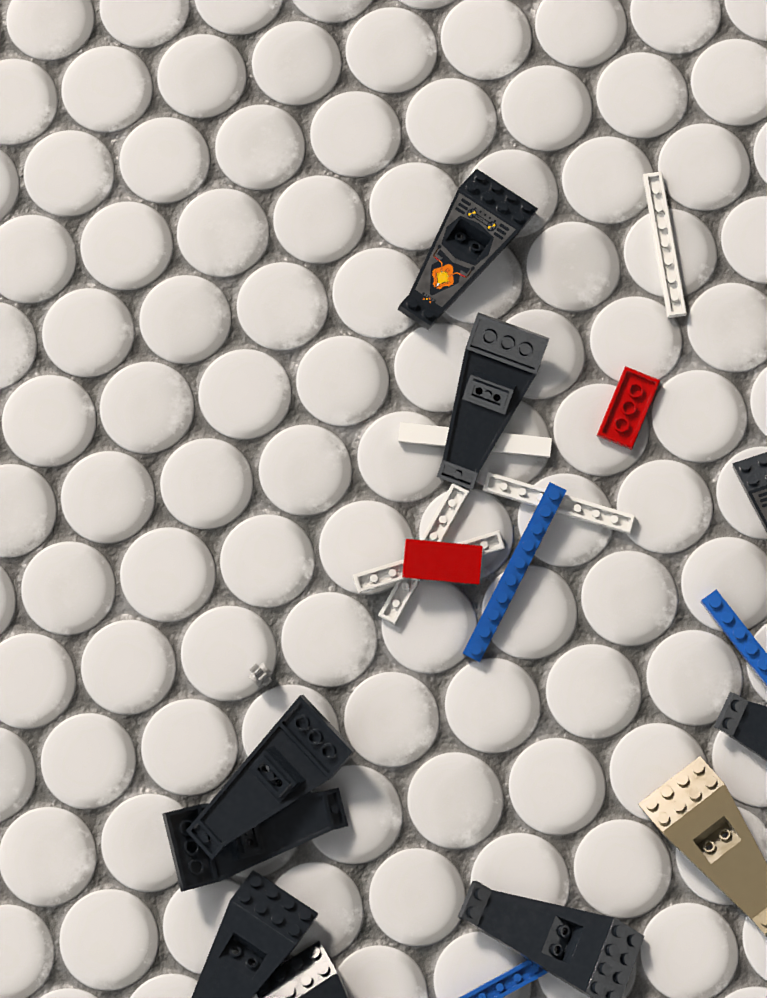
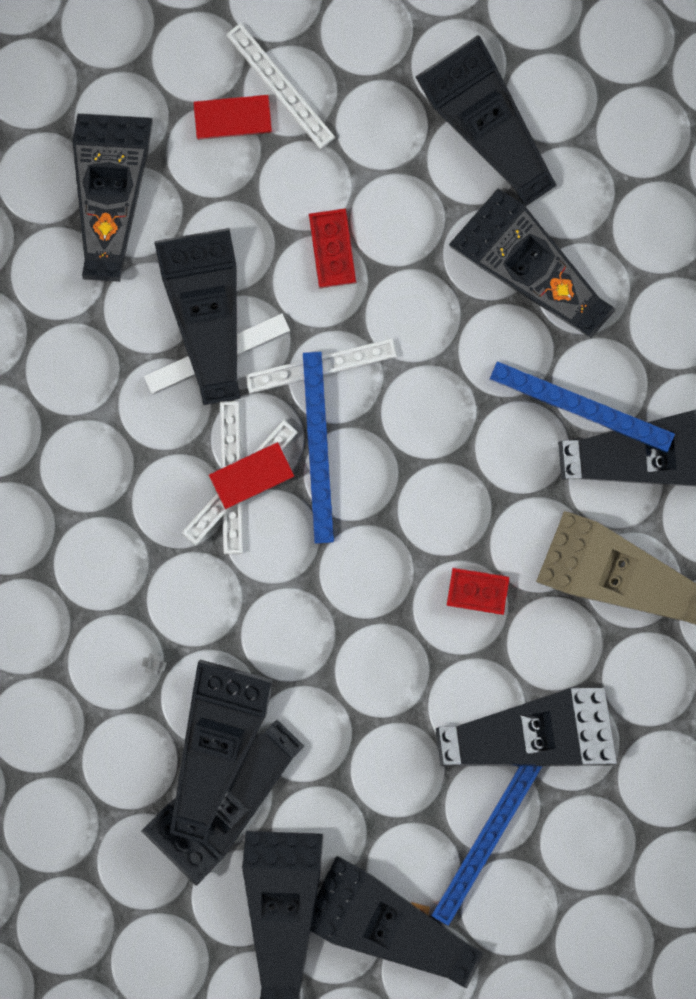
camera: 30 degrees left, 5 degrees up
(581, 781) = (477, 591): none -> red plate
(607, 247) = (232, 117): none -> red tile

